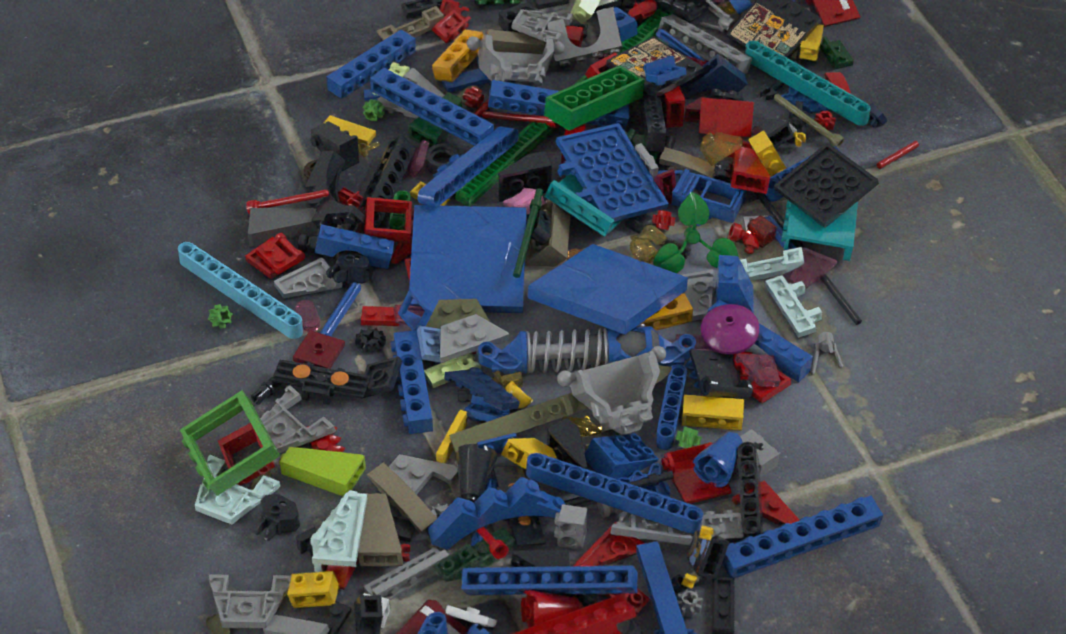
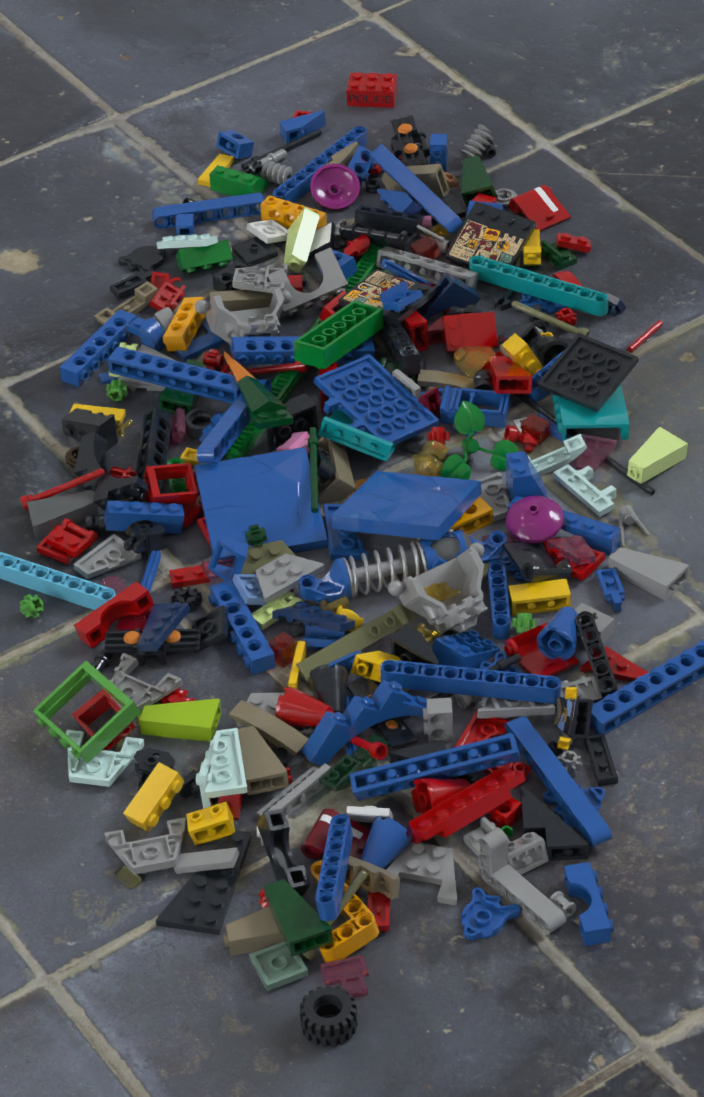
camera: 10 degrees left, 5 degrees down
(266, 548) = (154, 797): none -> yellow brick
(313, 333) = (131, 601): none -> red arch
(332, 364) = (161, 624): none -> dark blue wing
(421, 56) = (149, 331): none -> blue brick
(438, 484) = (300, 709): none -> red cone
(441, 44) = (164, 317): none -> light grey slope
(443, 414) = (283, 648): none -> clear red brick
(452, 289) = (255, 535): none -> dark green gear
(499, 155) = (262, 405): none -> dark green plate
(537, 315) = (341, 542): none -> blue wing
(610, 389) = (441, 591): none -> clear yellow slope
(709, 23) = (425, 247): none -> clear red brick
(787, 417) = (611, 587): none -> blue hinge
(797, 149) = (548, 348): none -> black helmet
(830, 409) = (649, 572): none -> light grey slope
(853, 44) = (571, 242): none -> red plate
(872, 284) = (656, 455): none -> yellowish green slope

